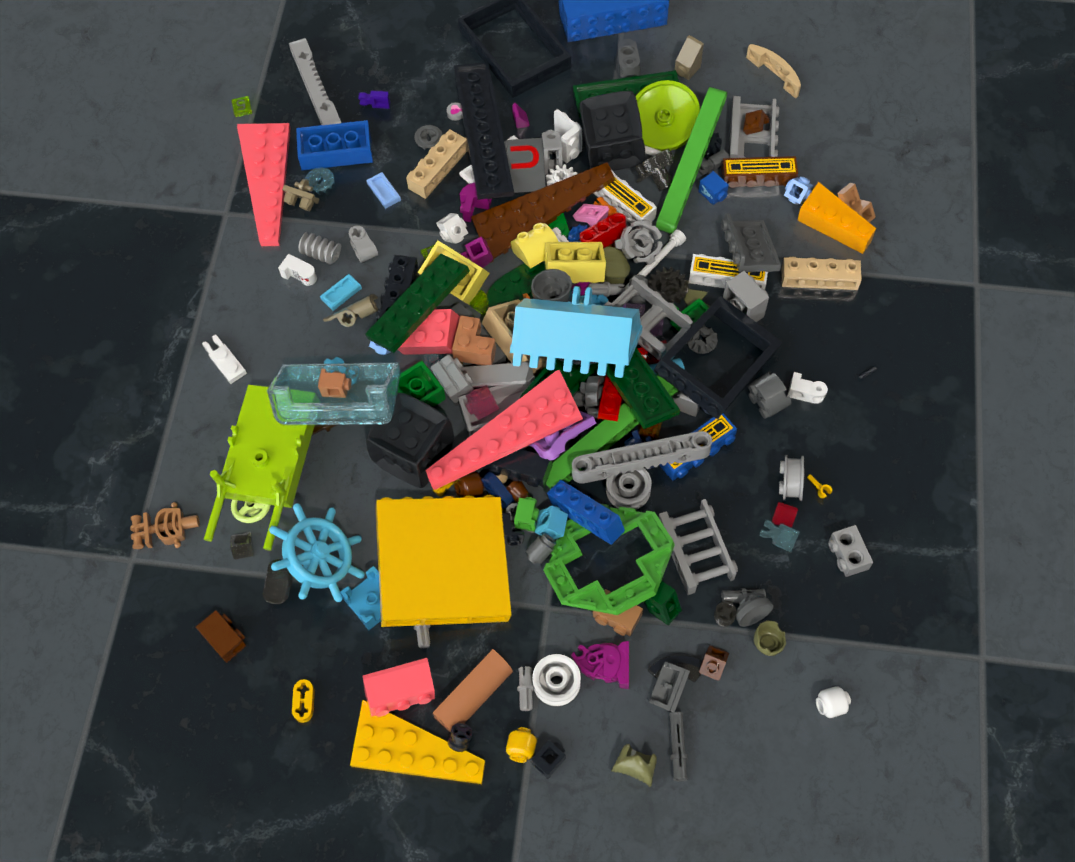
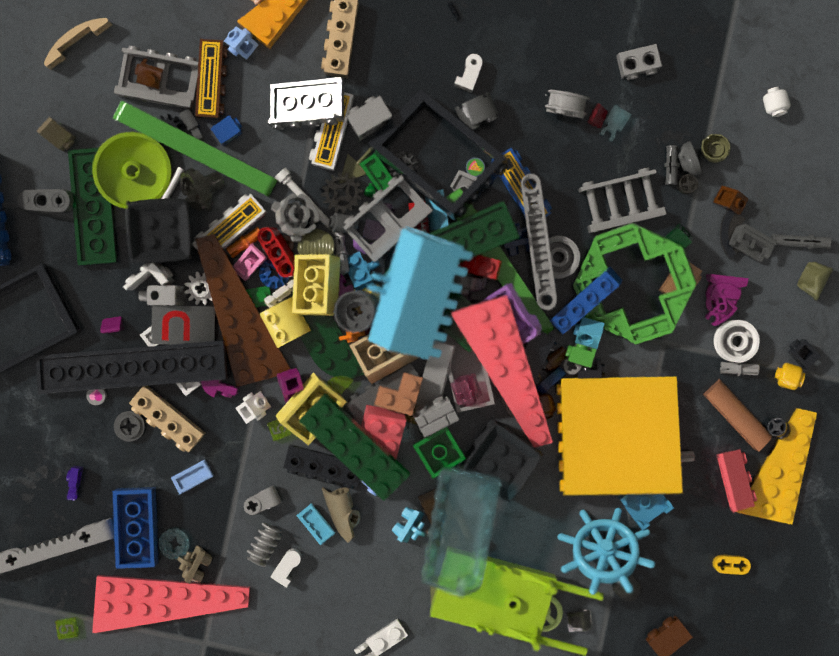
camera: 90 degrees left, 25 degrees up
(334, 384) = (452, 532): nougat brick -> none
(540, 548) = (612, 344): dark grey brick -> none
(820, 487) = (571, 77): yellow hand -> none

